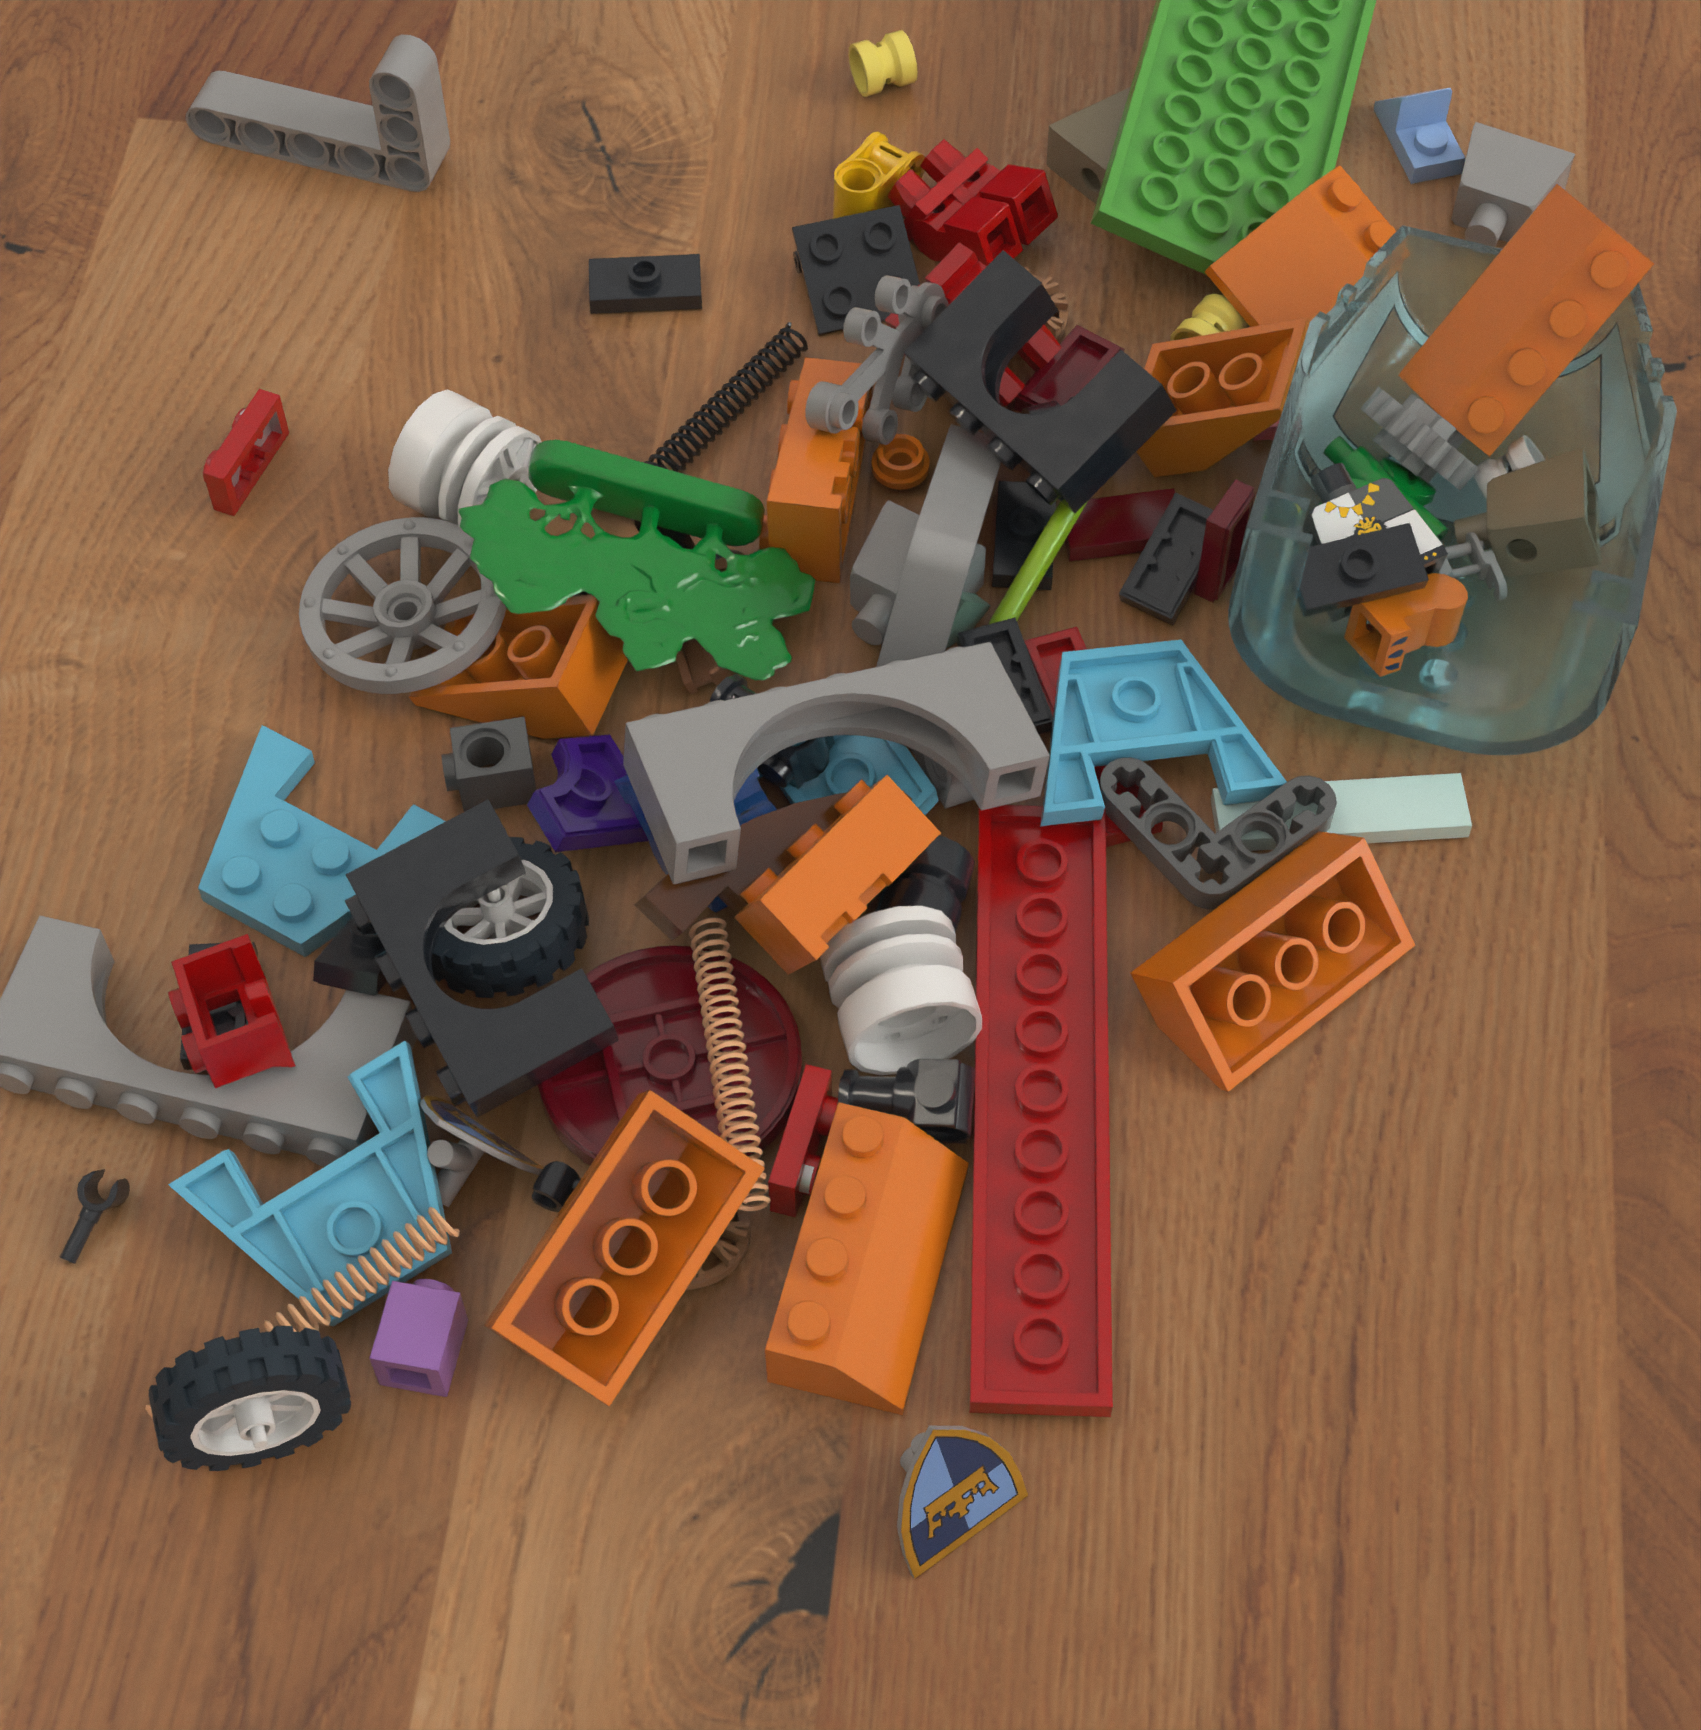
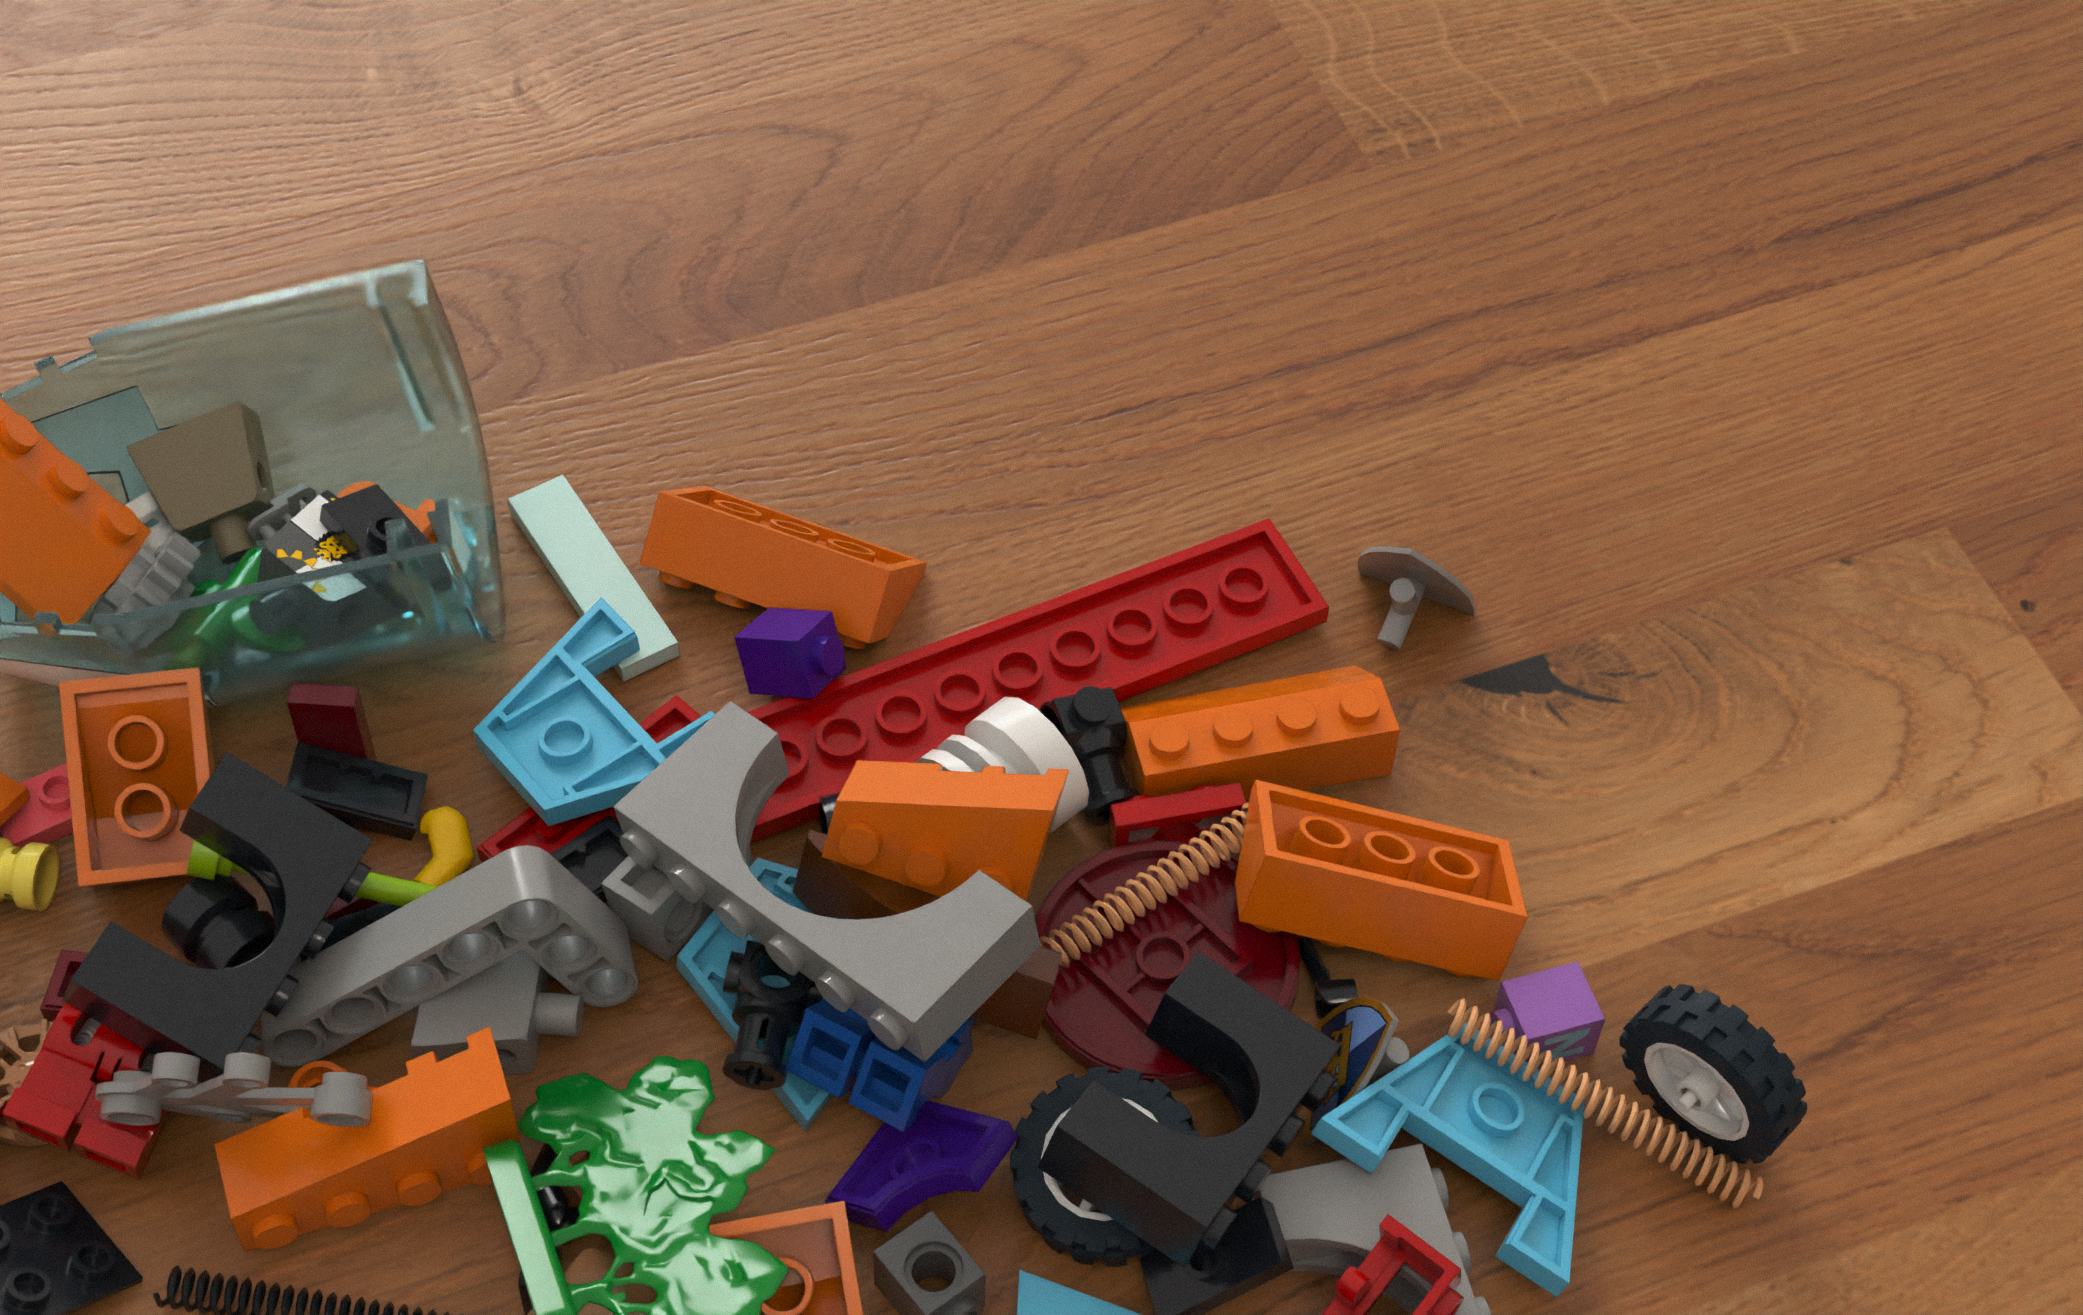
camera: 120 degrees left, 5 degrees down
(1087, 609) = (449, 844): none -> yellow arm
(1147, 901) = (790, 652): none -> dark purple brick
(1216, 850) = (693, 628): dark grey beam -> none

